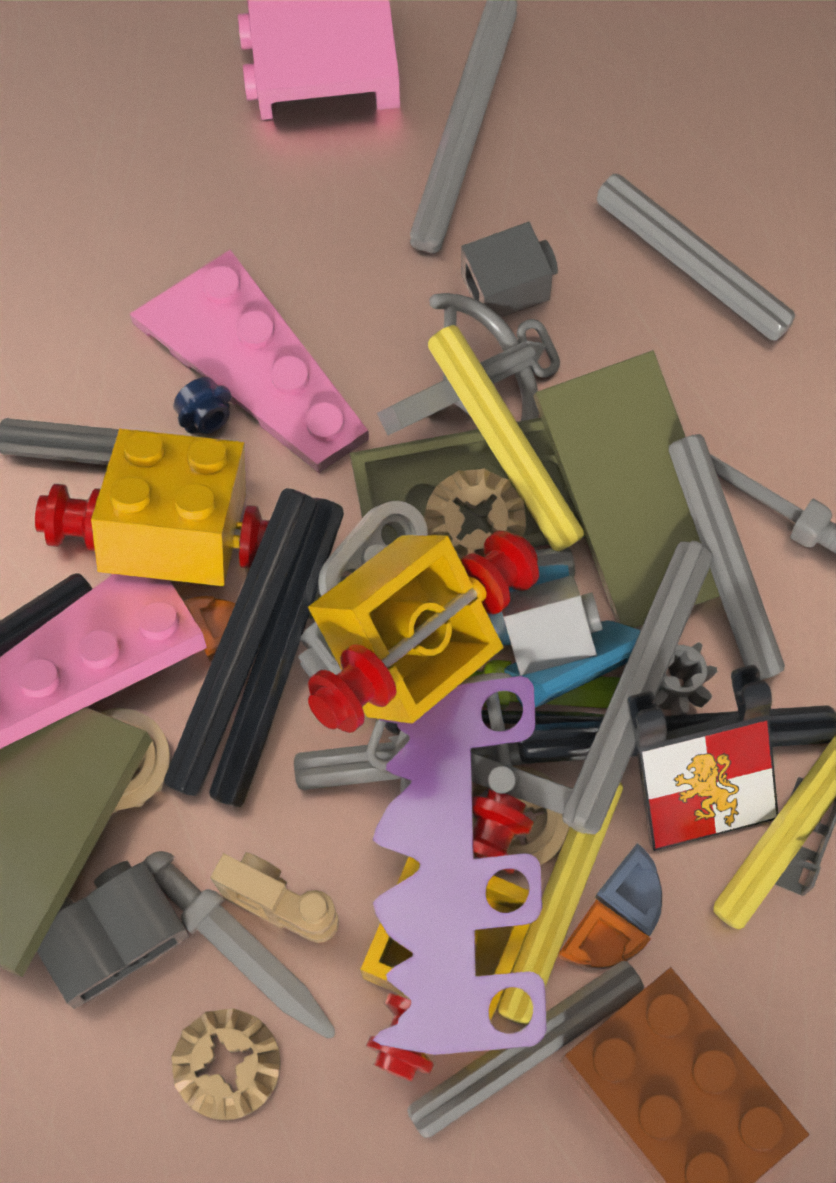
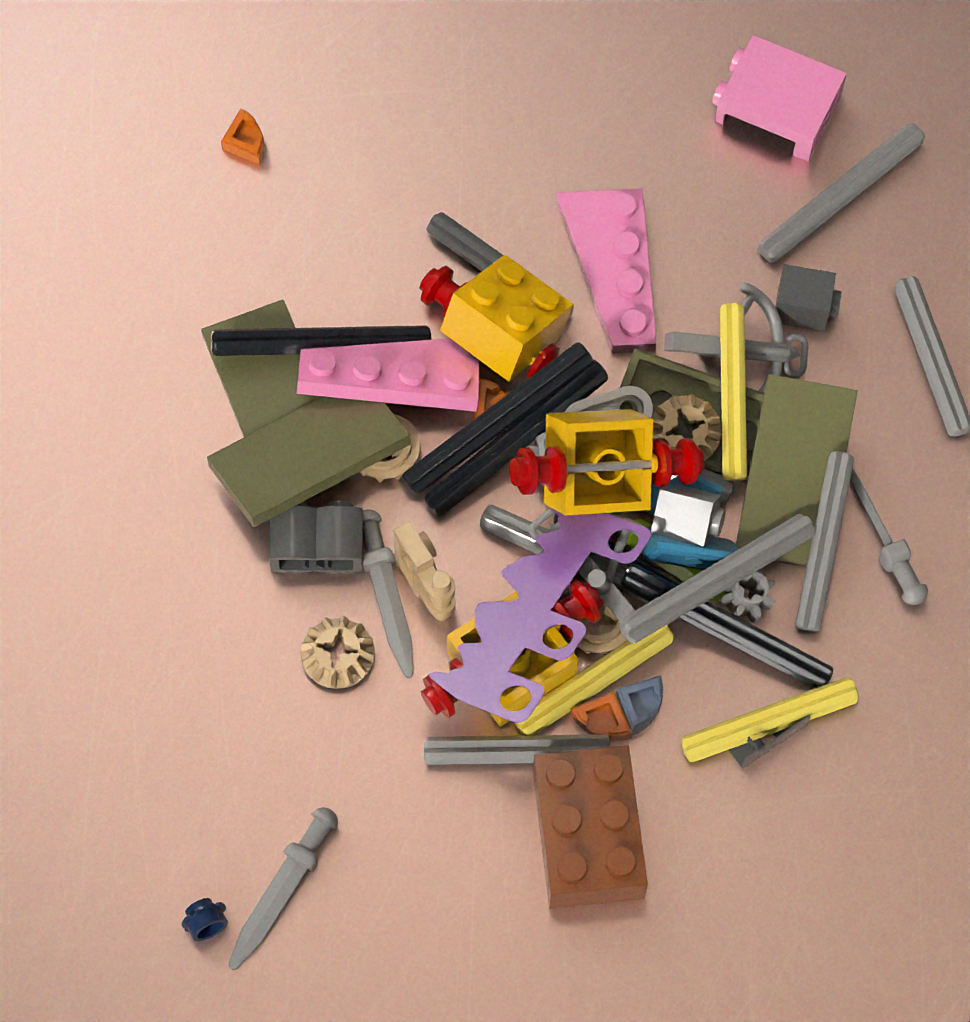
camera: 30 degrees right, 5 degrees down
(202, 406) = (565, 271): dark blue plate -> none
(707, 773) = (727, 656): flag -> none

